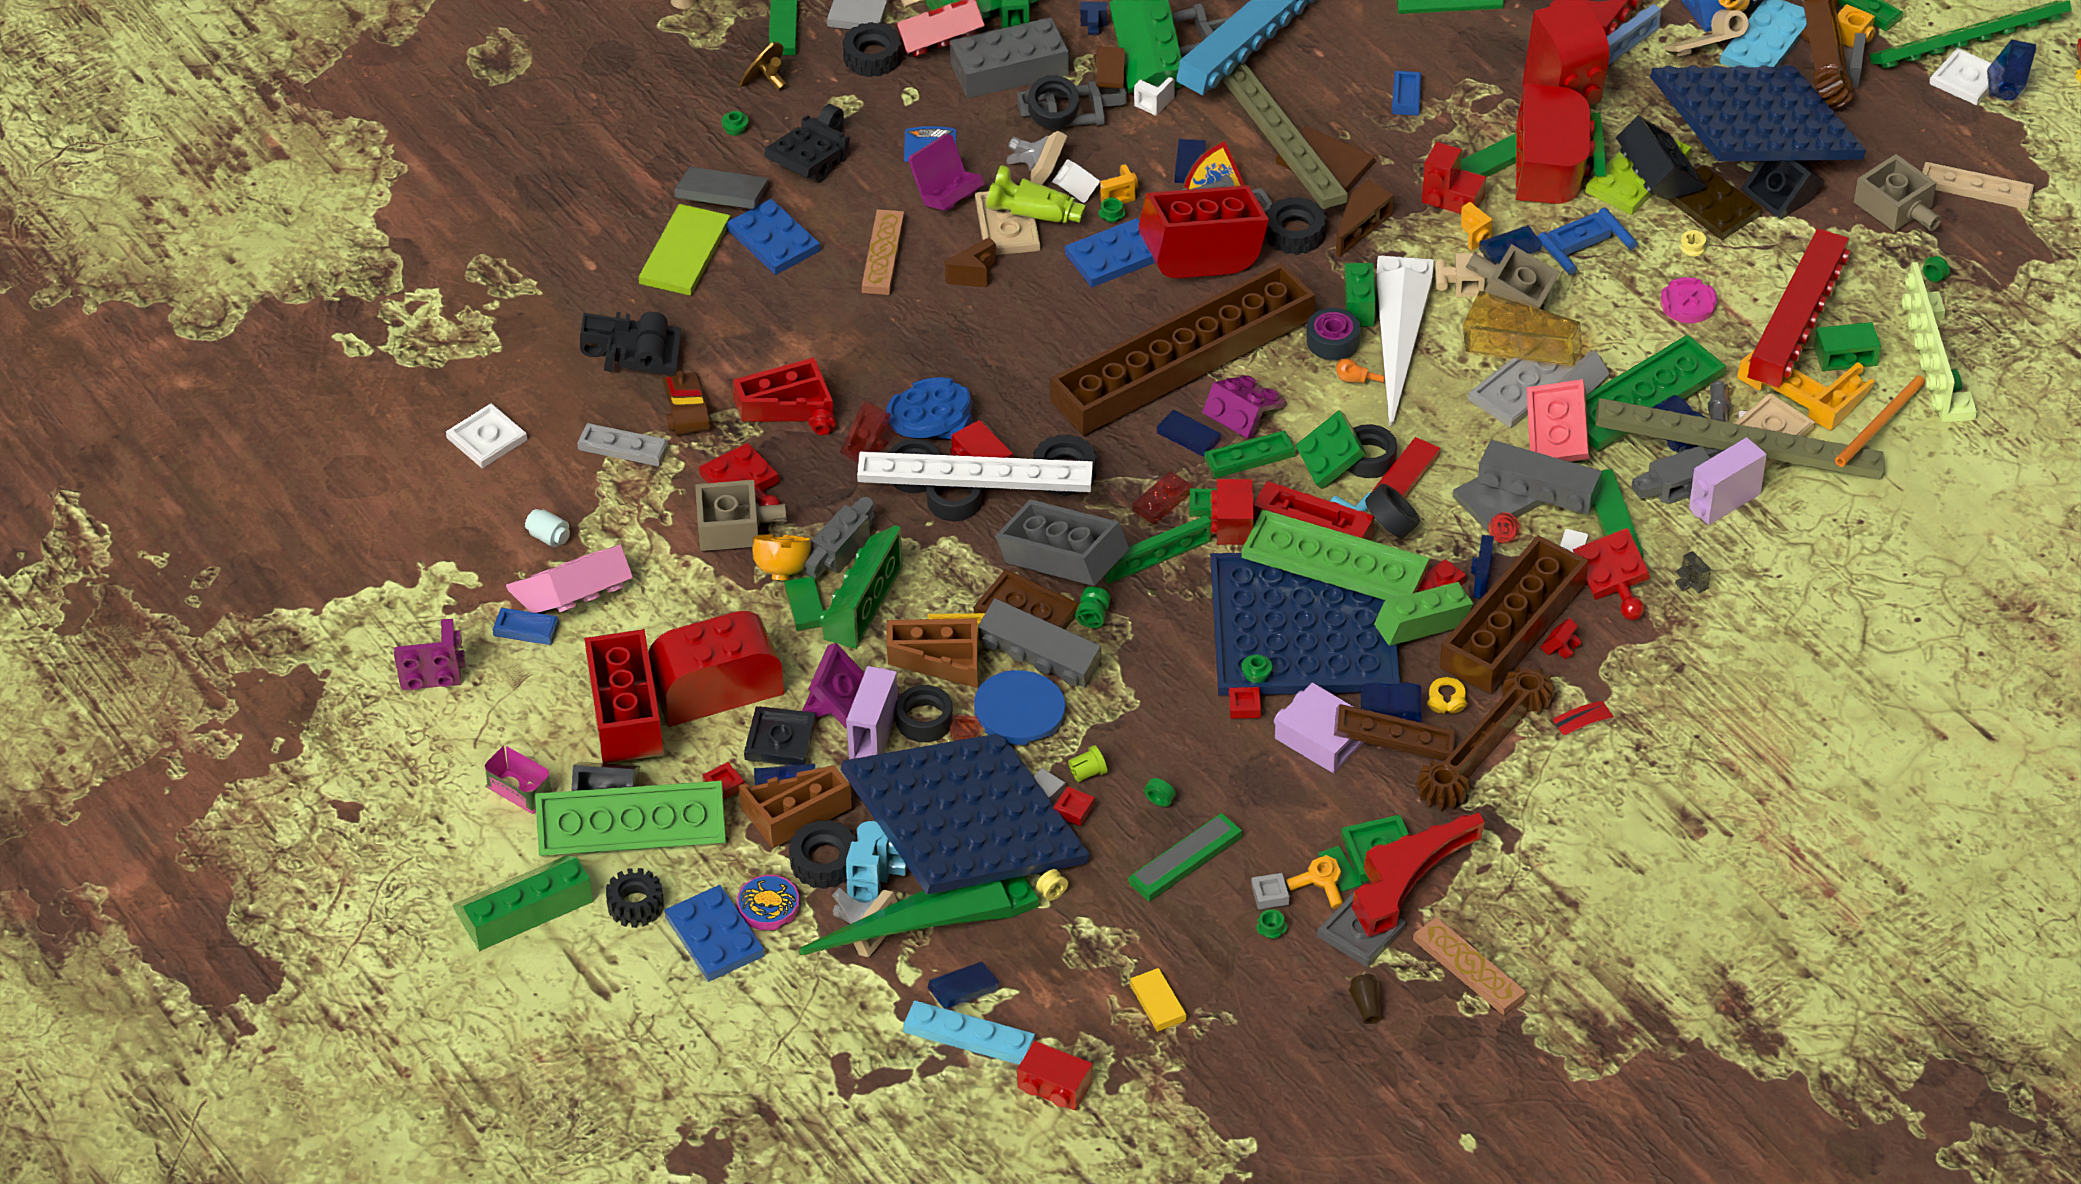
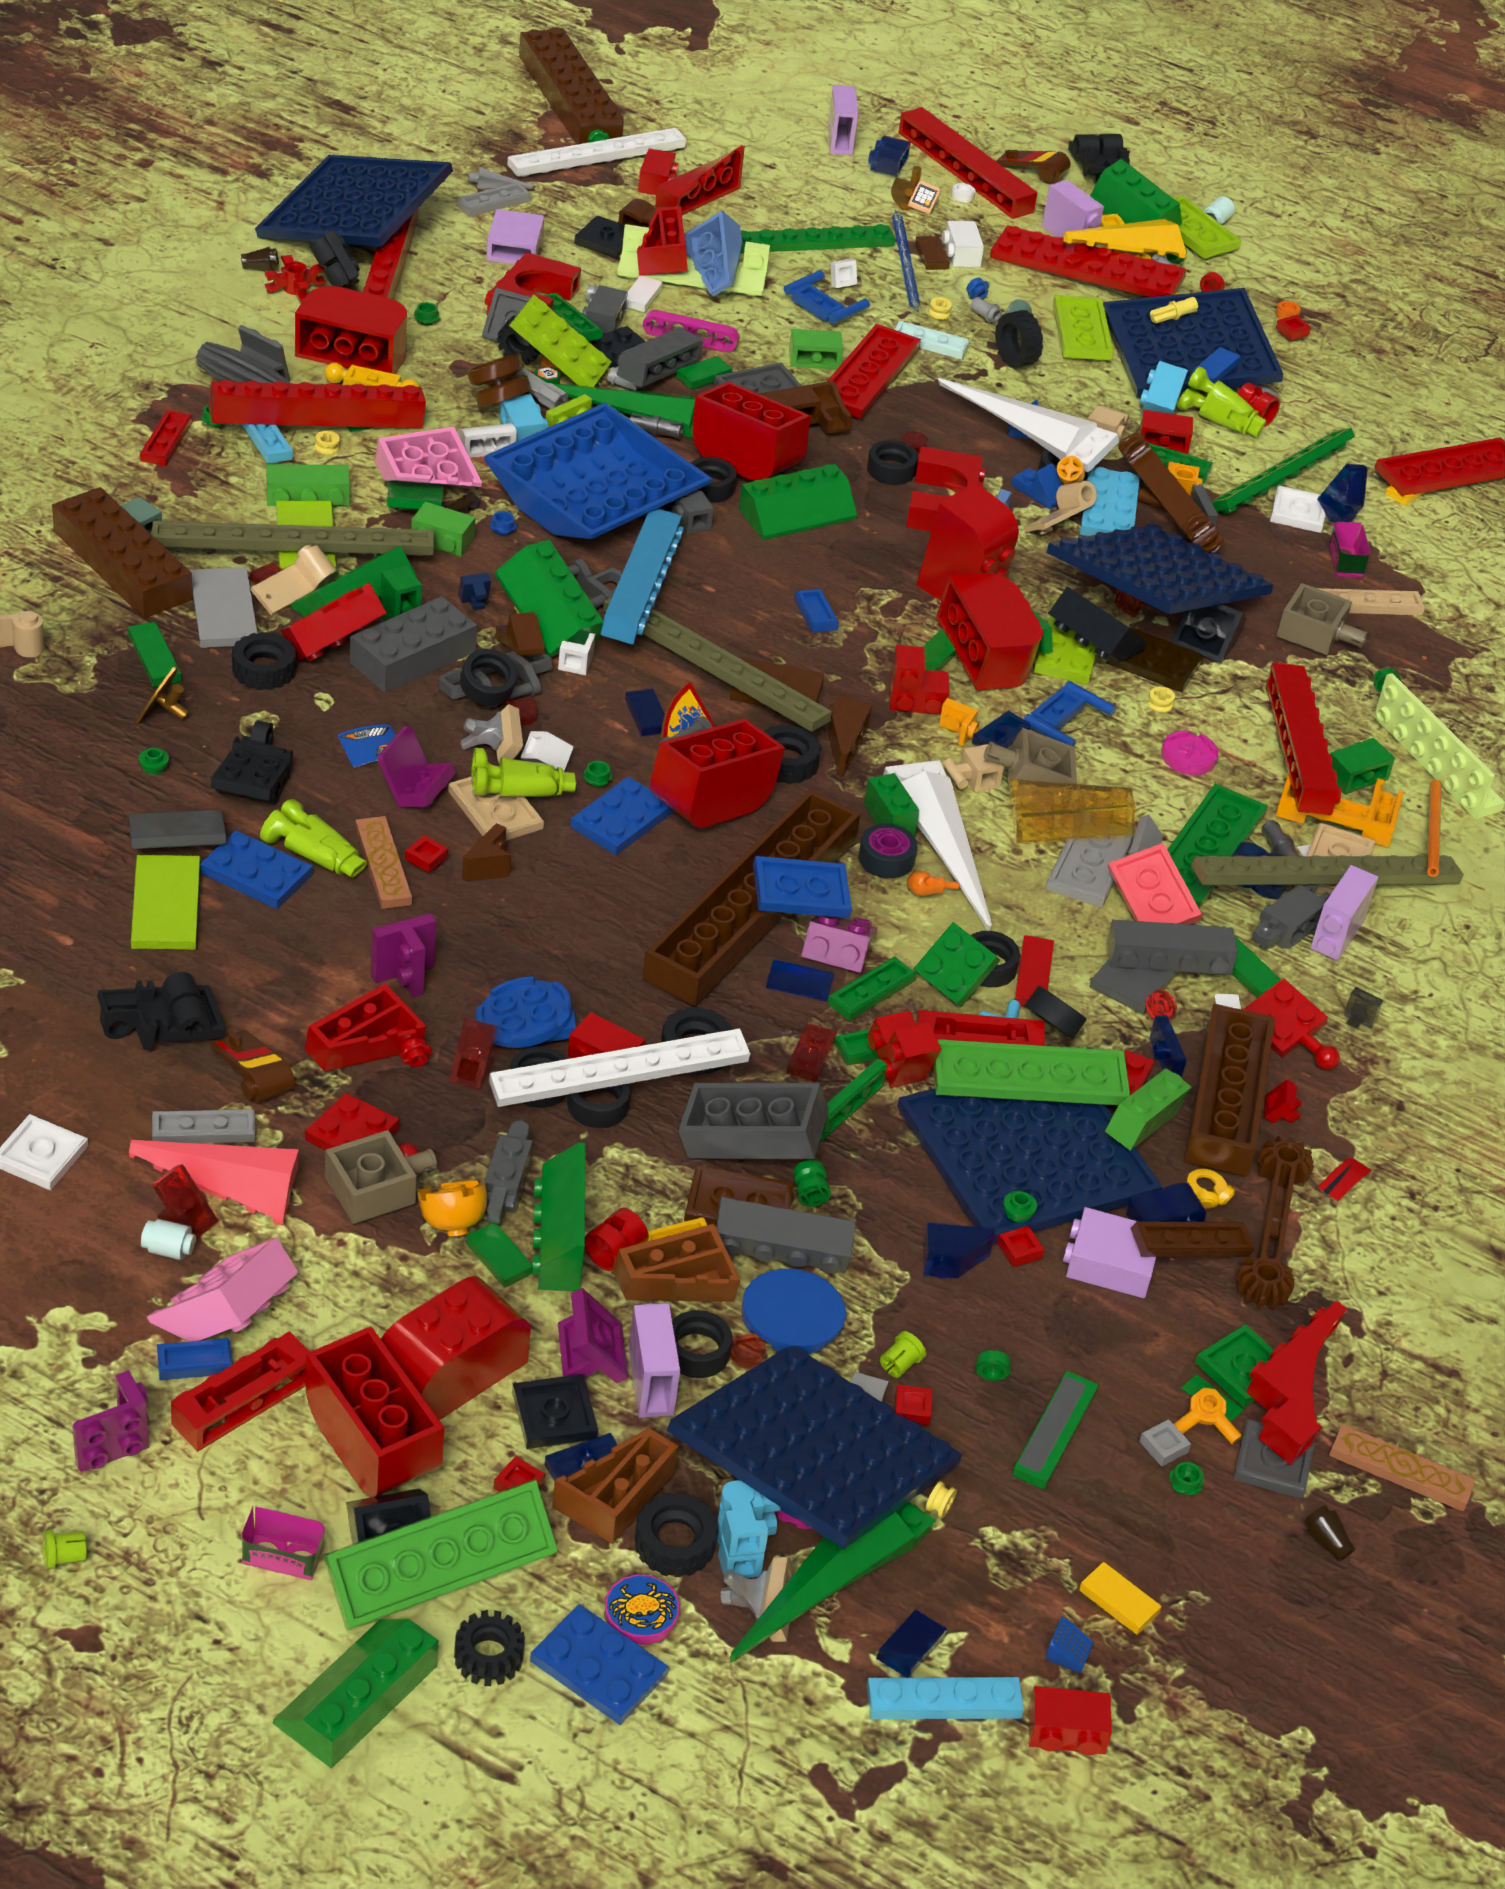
camera: 30 degrees left, 5 degrees down
(359, 740) = (63, 1548): none -> lime bush
(543, 658) = (240, 1391): none -> red brick
(572, 501) = (184, 1201): none -> clear red slope
(631, 490) = (250, 1175): none -> coral wedge
(829, 218) = (312, 839): none -> lime piece
(850, 333) = (404, 952): none -> magenta bracket
(906, 606) = (618, 1231): none -> red wheel
(921, 252) = (426, 853): none -> red plate
(1078, 139) = (527, 709): none -> clear red tile
(1091, 1022) = (1069, 1646): none -> blue slope
(1120, 187) = (596, 748): light orange bracket -> none
(1184, 691) = (955, 1249): none -> clear blue slope
(1217, 349) = (802, 887): none -> blue plate
(1987, 113) = (1344, 537): none -> dark pink piece

